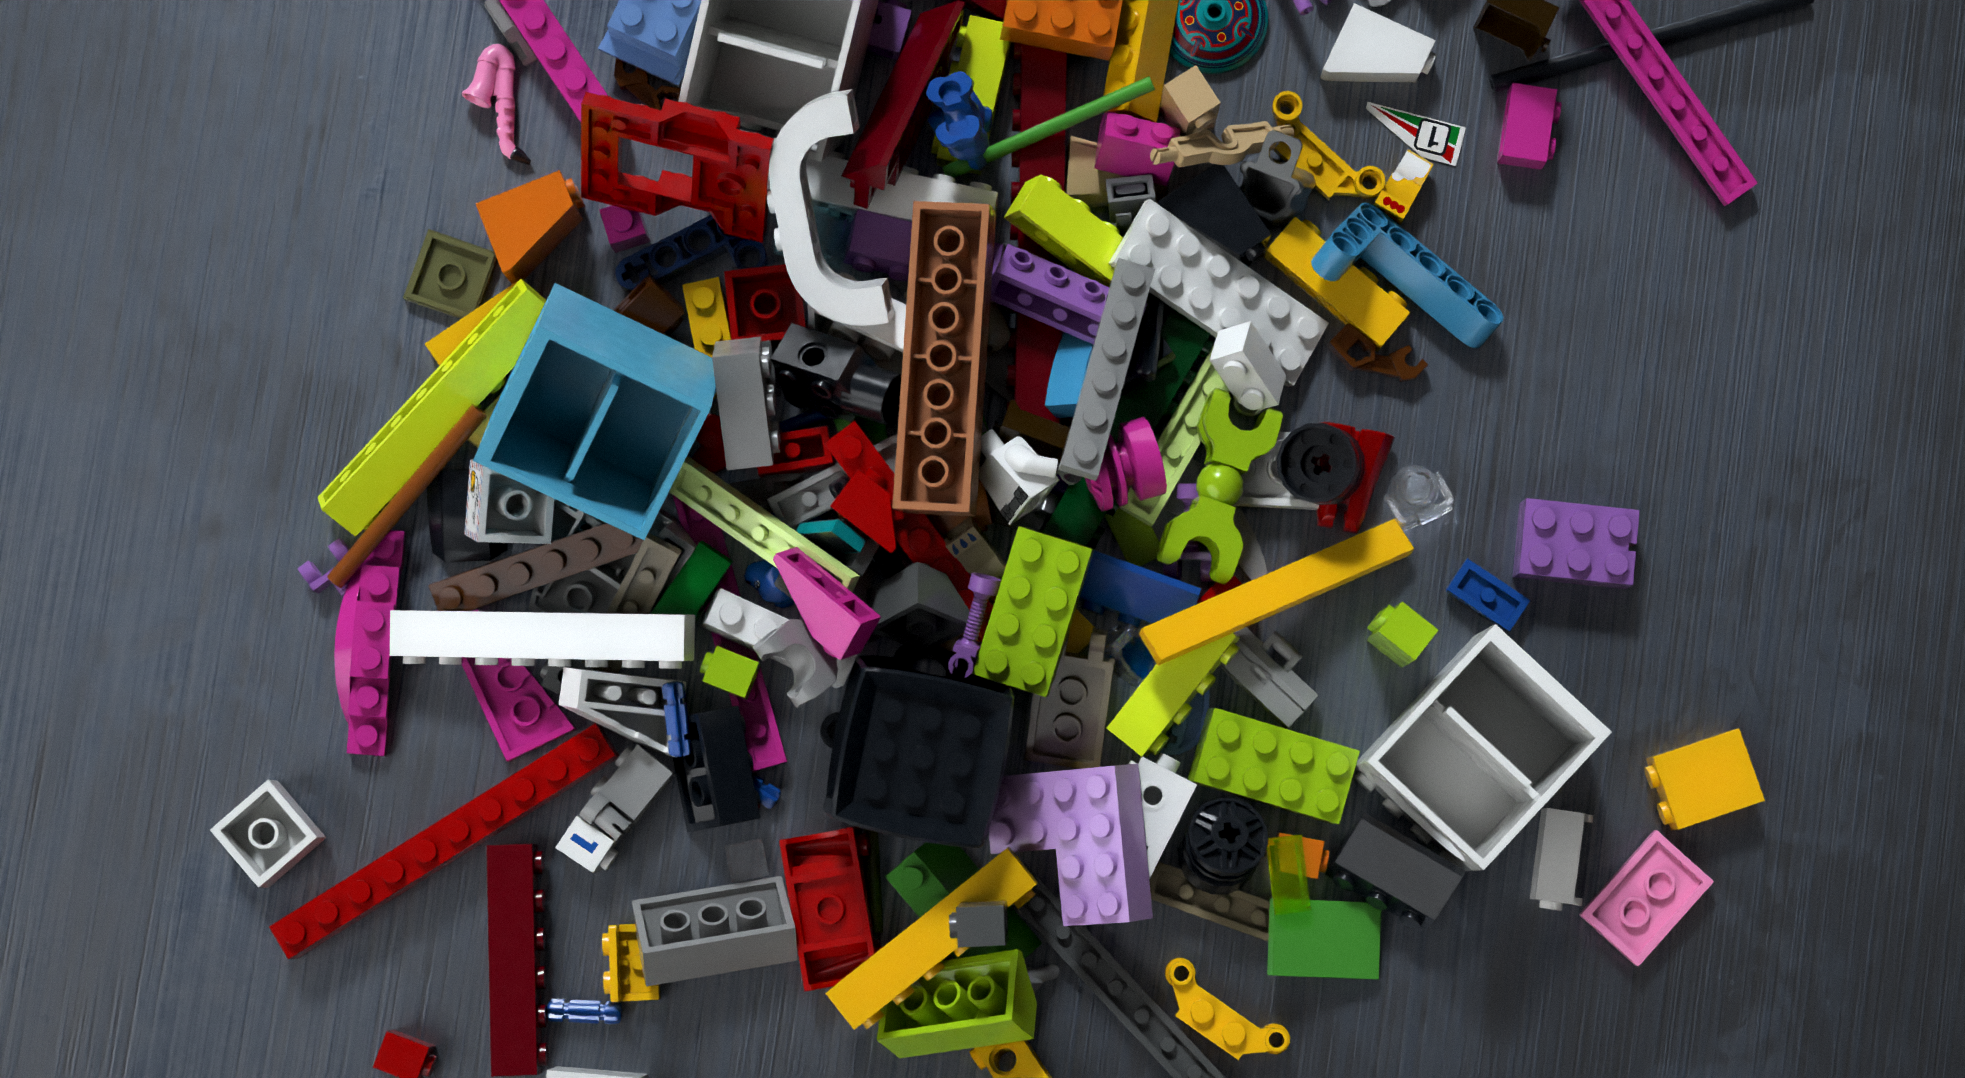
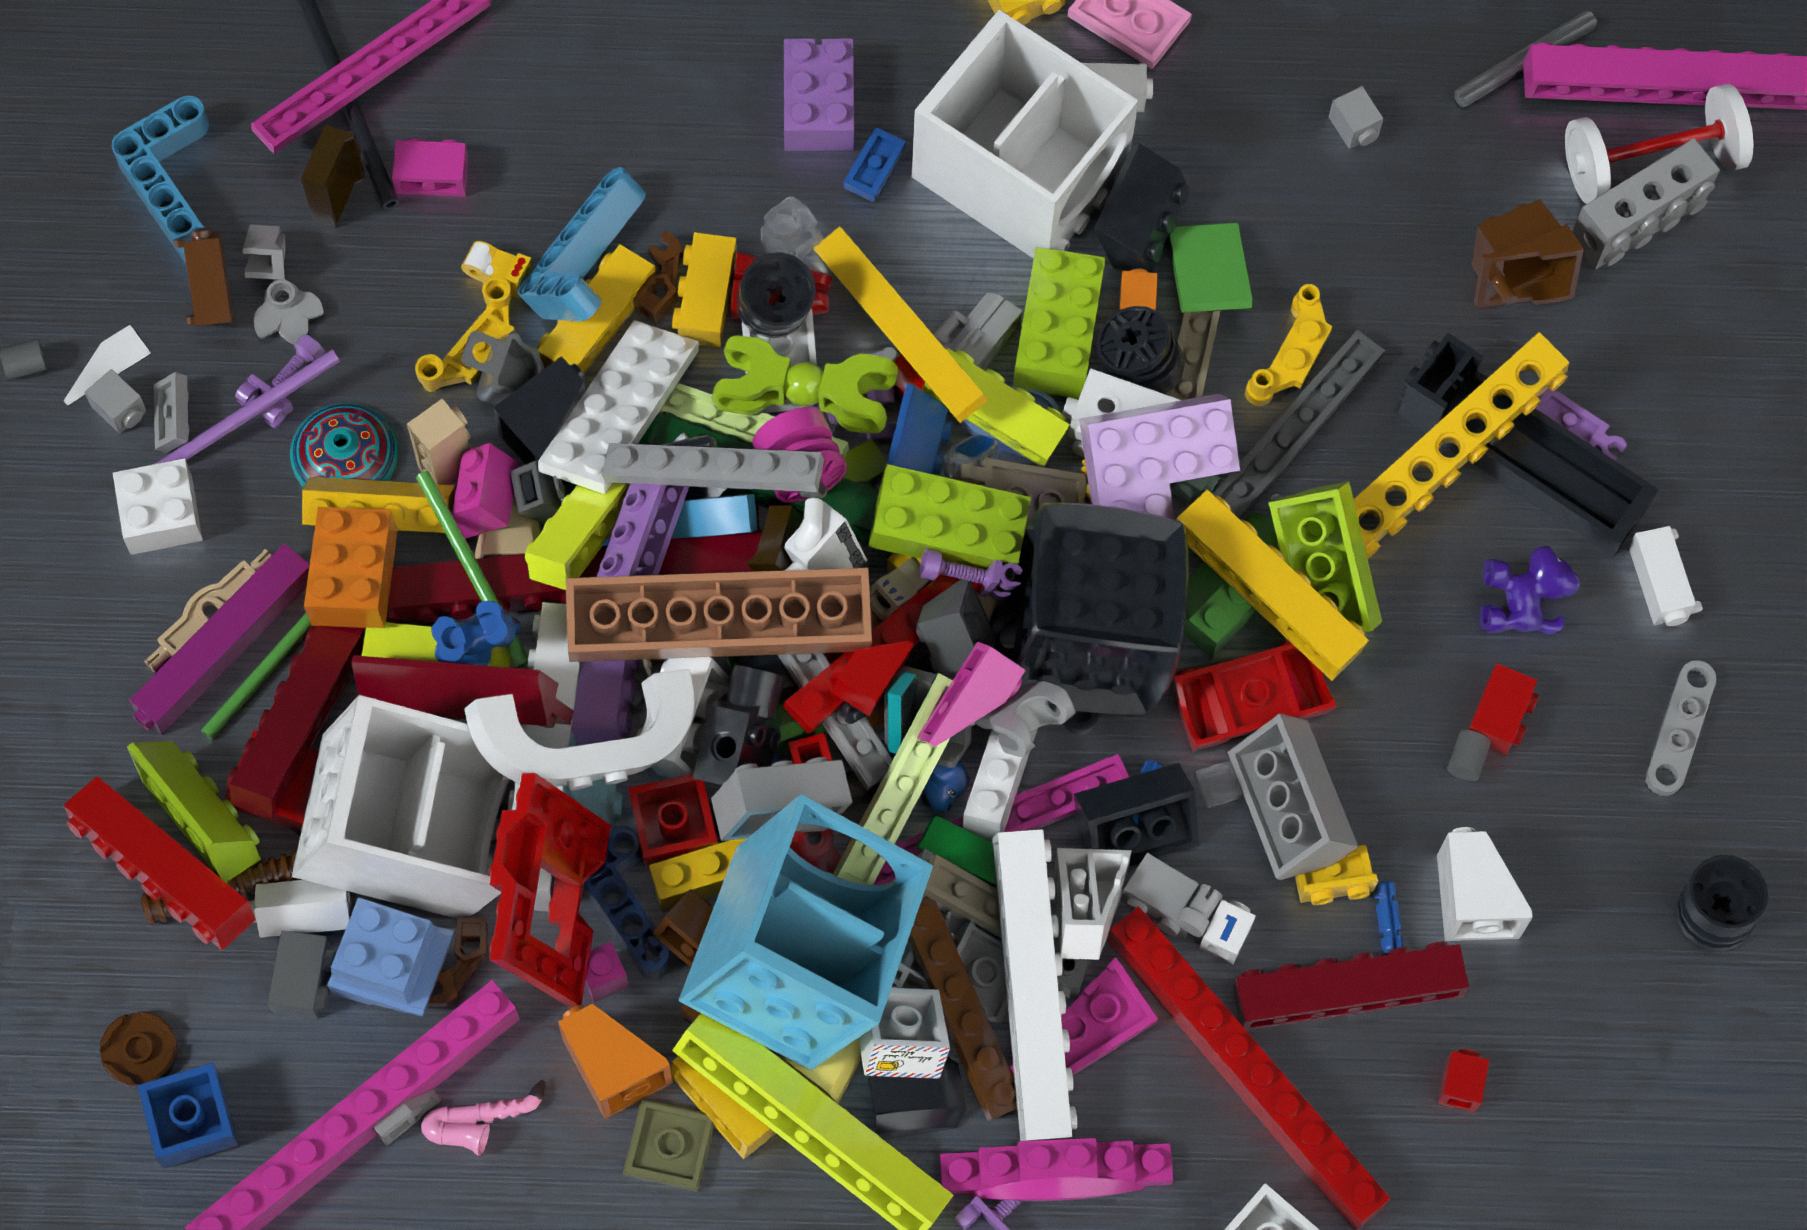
camera: 105 degrees left, 15 degrees down
(406, 496) = (907, 1142): dark orange piece -> none
(676, 718) = (1095, 848): blue axle -> none
(729, 672) = (1041, 806): lime brick -> none
(980, 924) = (1254, 519): dark grey brick -> none
(1206, 147) = (479, 406): tan piece -> none
(1248, 368) = (690, 370): white hinge -> none
(1288, 875) = (1159, 292): clear neon green tile -> none
(1354, 399) = (705, 288): none -> yellow brick
(1377, 50) = (365, 302): white slope -> none
(1400, 633) = (925, 217): lime brick -> none
(1425, 135) = (444, 257): sticker -> none

